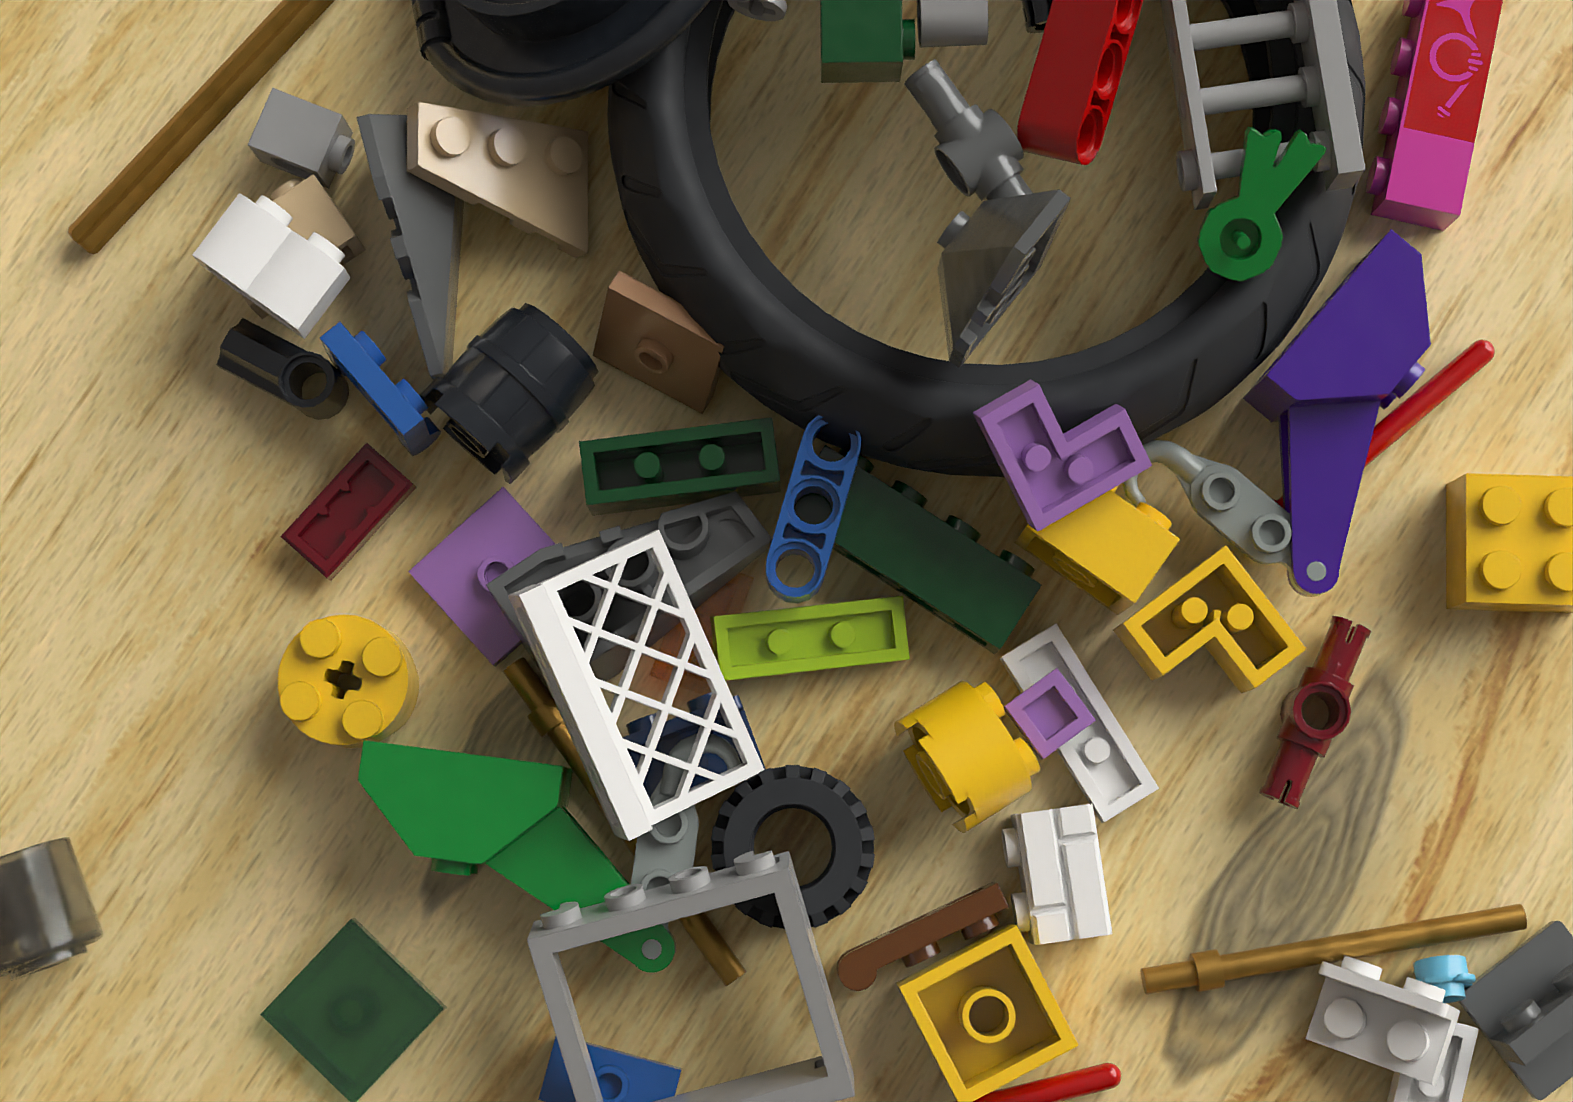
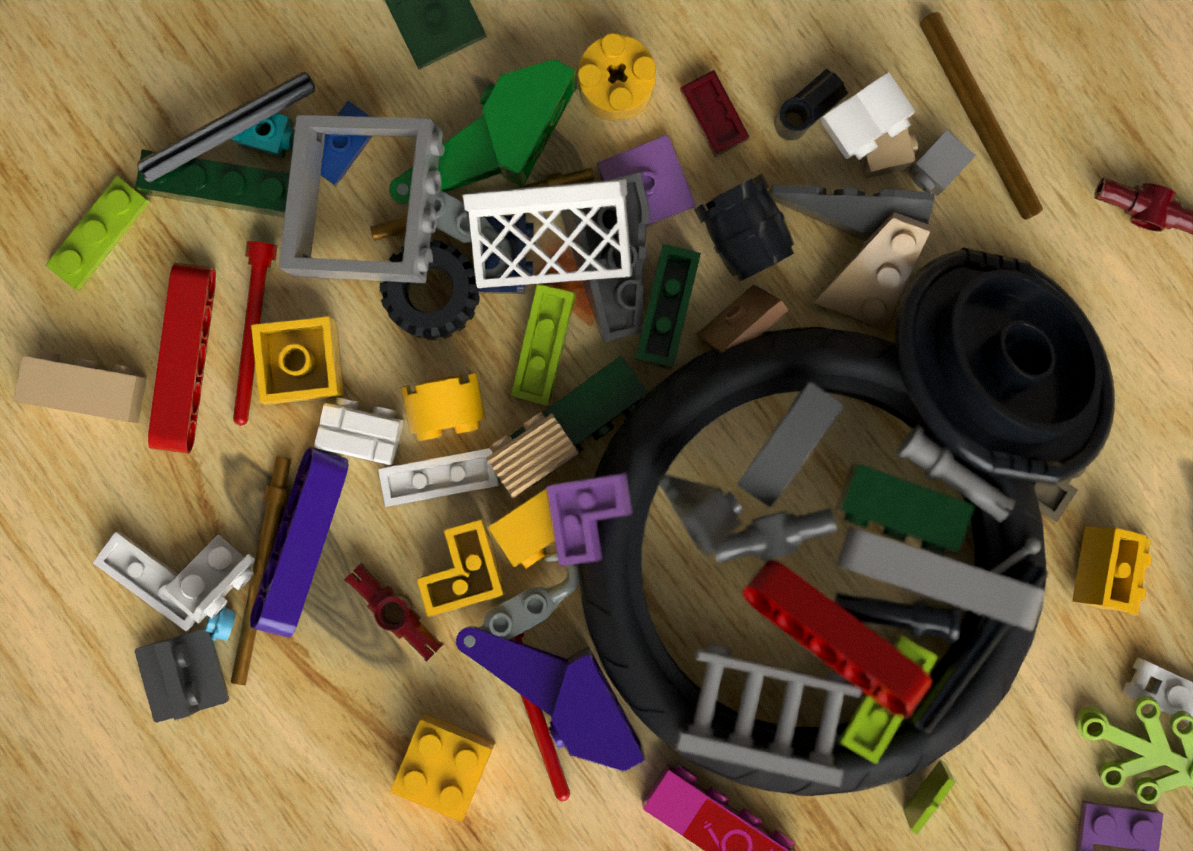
camera: 115 degrees right, 5 degrees up
(396, 404) = (768, 156): blue plate -> none
(809, 540) = (601, 352): blue beam -> none
(829, 179) = (790, 444): none -> dark grey slope
(918, 938) = (355, 341): reddish brown plate -> none
(991, 582) = (531, 454): none -> tan brick
(1049, 714) = (448, 459): medium lavender plate -> none
(1242, 232) = (670, 667): green piece -> none
(1268, 901) = (299, 542): none -> dark purple beam

